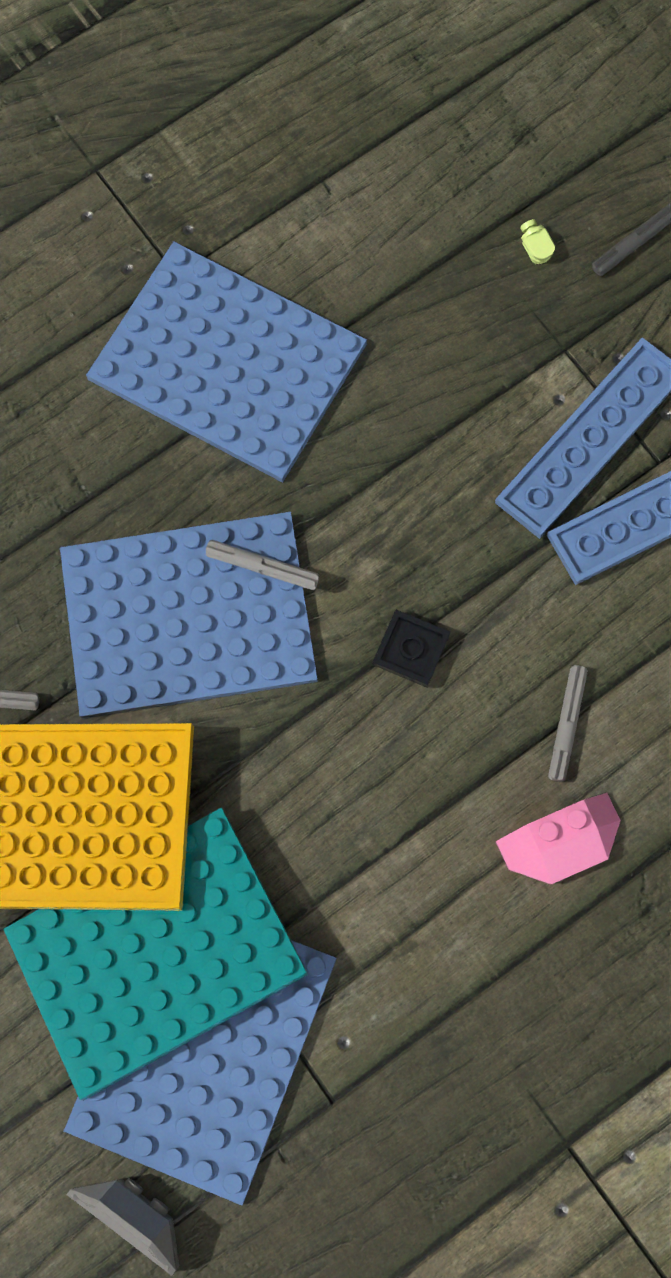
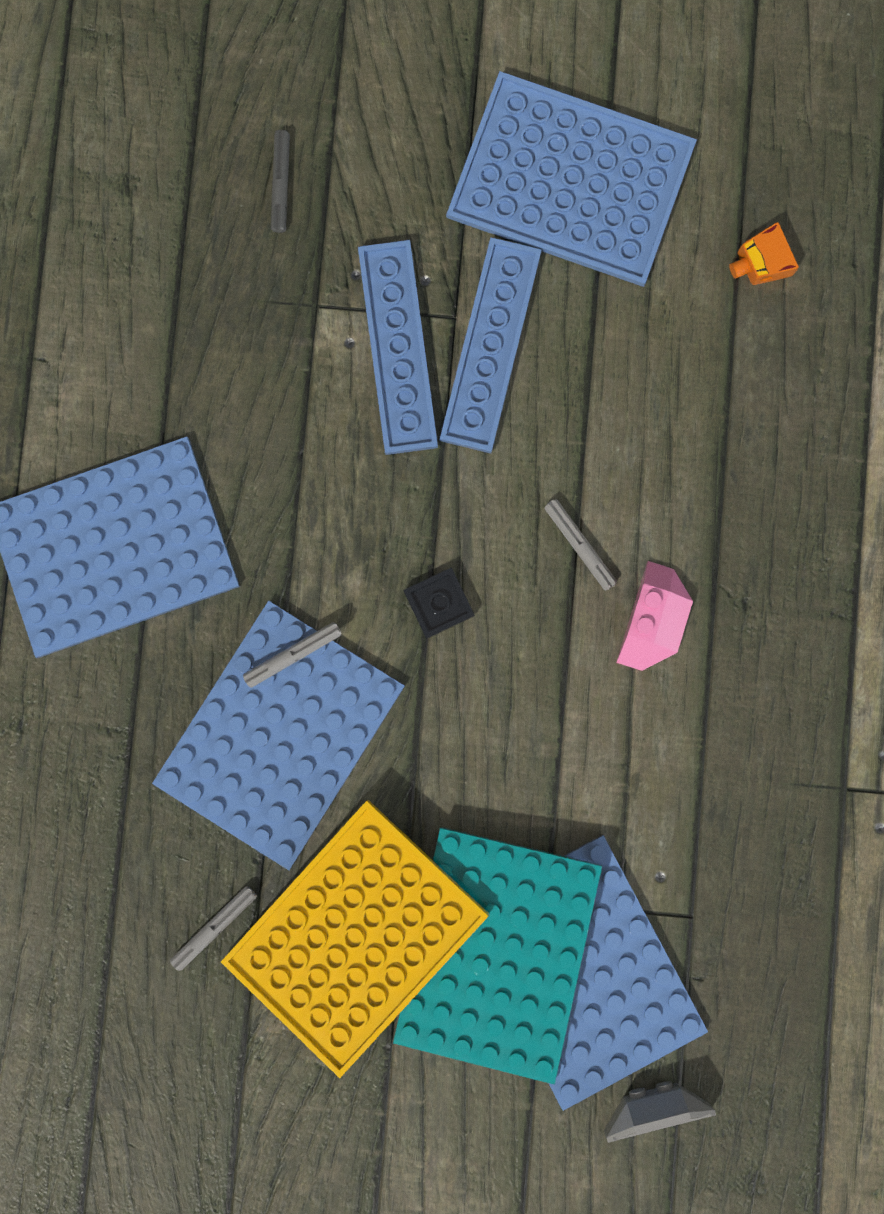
camera: 50 degrees left, 10 degrees up
(537, 242) = (221, 252): yellowish green arm -> none

